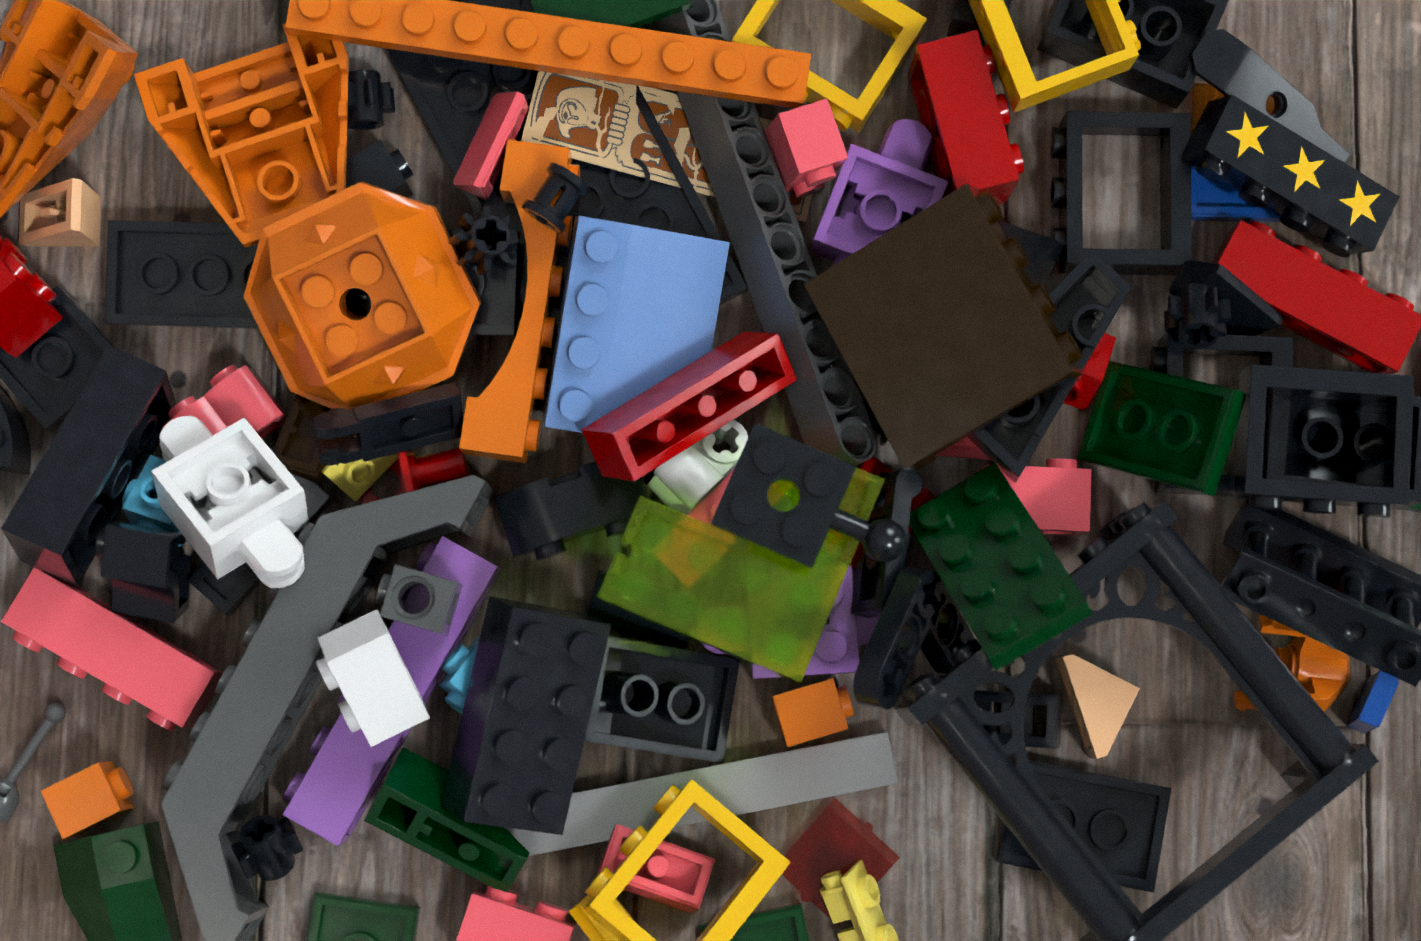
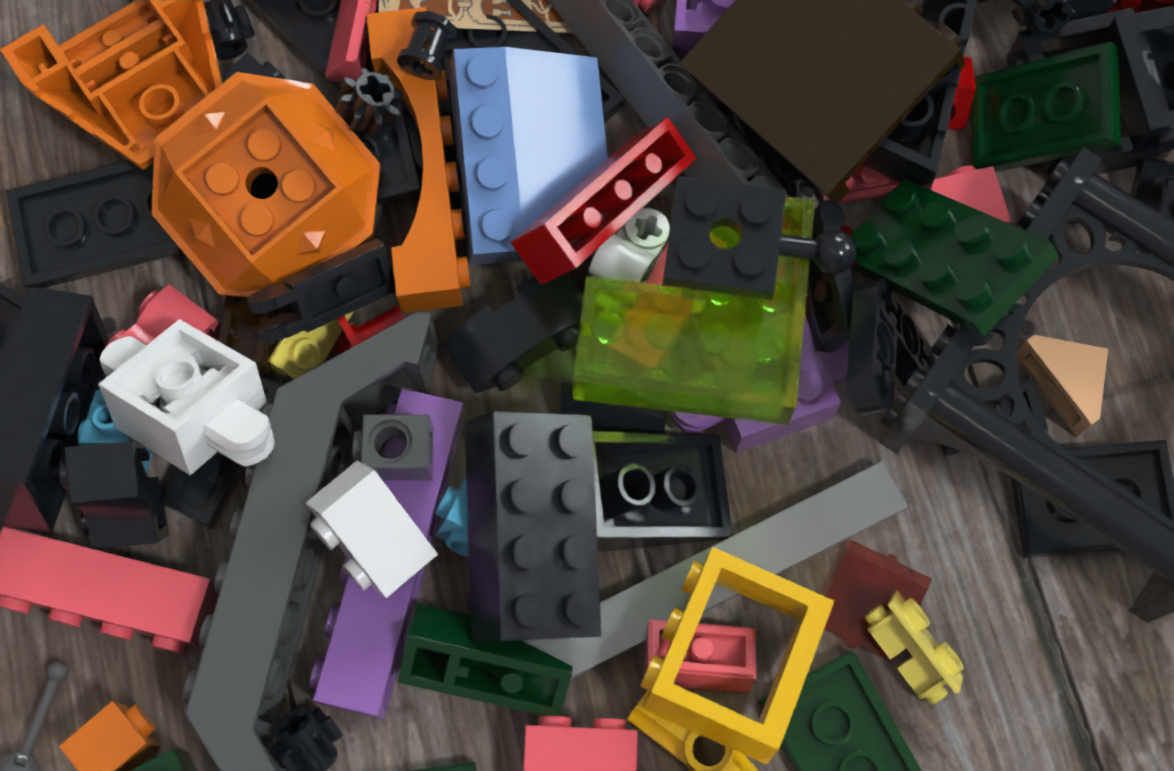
camera: 15 degrees left, 10 degrees down
(812, 711) = (804, 461): orange brick -> none

